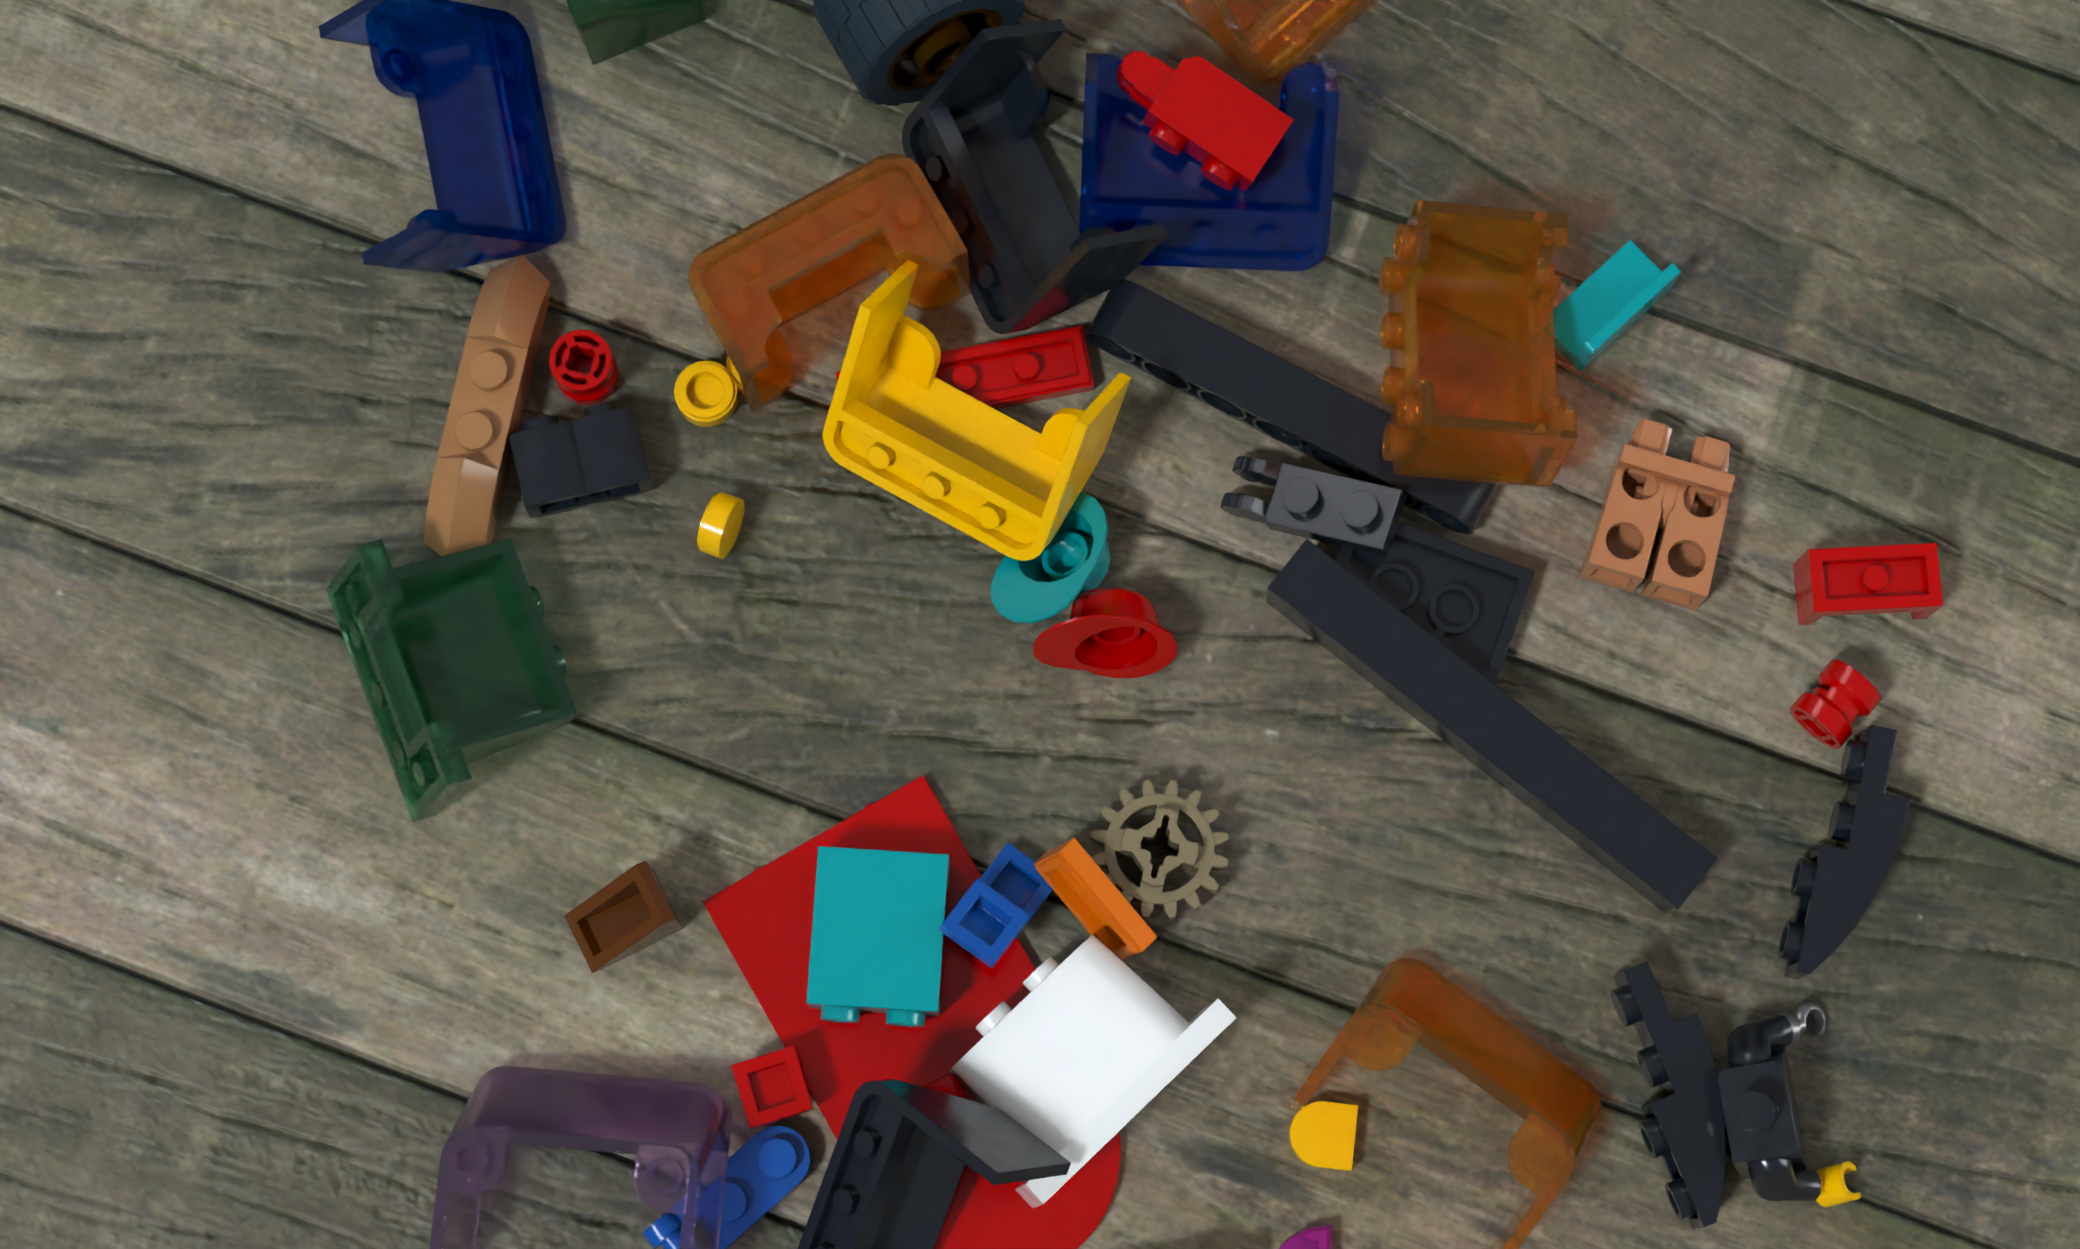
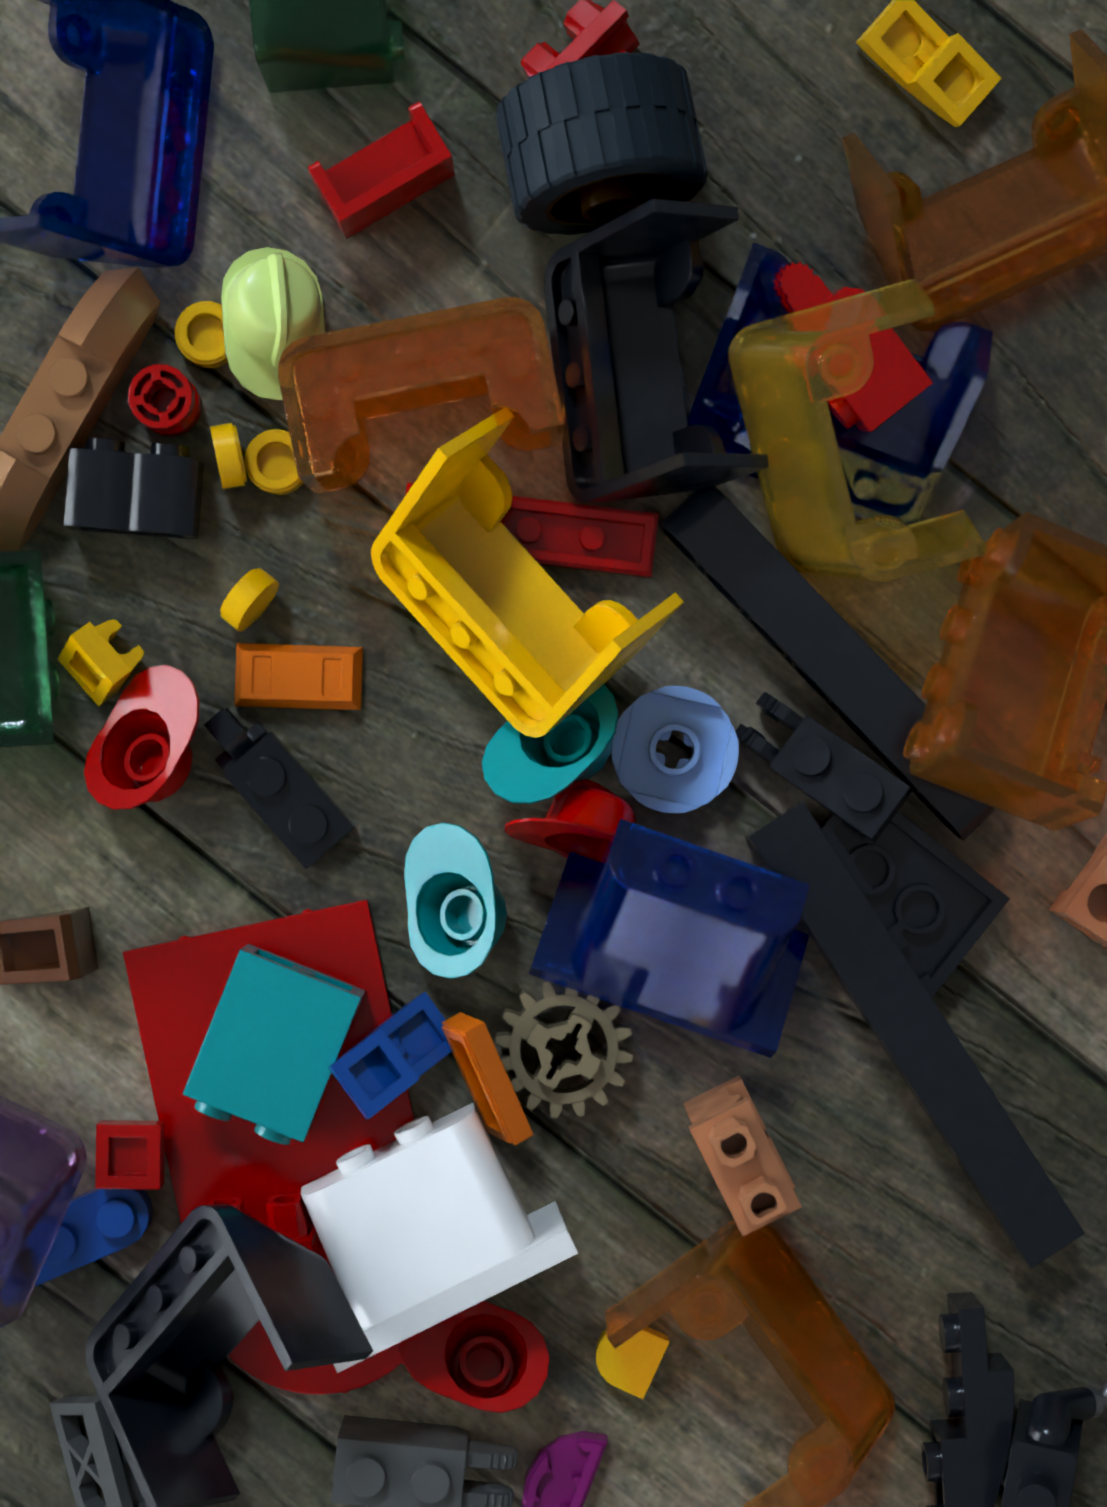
camera: 15 degrees right, 10 degrees up
(593, 629) = (96, 662): none -> yellow tile
(604, 298) = (201, 334): none -> yellow tile
(651, 259) = (266, 306): none -> yellowish green piece
(659, 399) = (228, 455): none -> yellow tile
(664, 683) = (145, 741): none -> red piece
(725, 100) = (384, 173): none -> red panel
(789, 586) = (298, 676): none -> orange tile
(804, 696) = (278, 788): none -> black hinge
(1004, 739) = (451, 901): none -> piece
(1159, 171) = (782, 384): none -> clear yellow windscreen
(1171, 1170) = (480, 1358): none -> red piece
(1194, 510) = (703, 728): none -> light blue plate
(1232, 698) = (678, 936): none -> clear blue windscreen
(1368, 886) = (741, 1156): none -> nougat hips

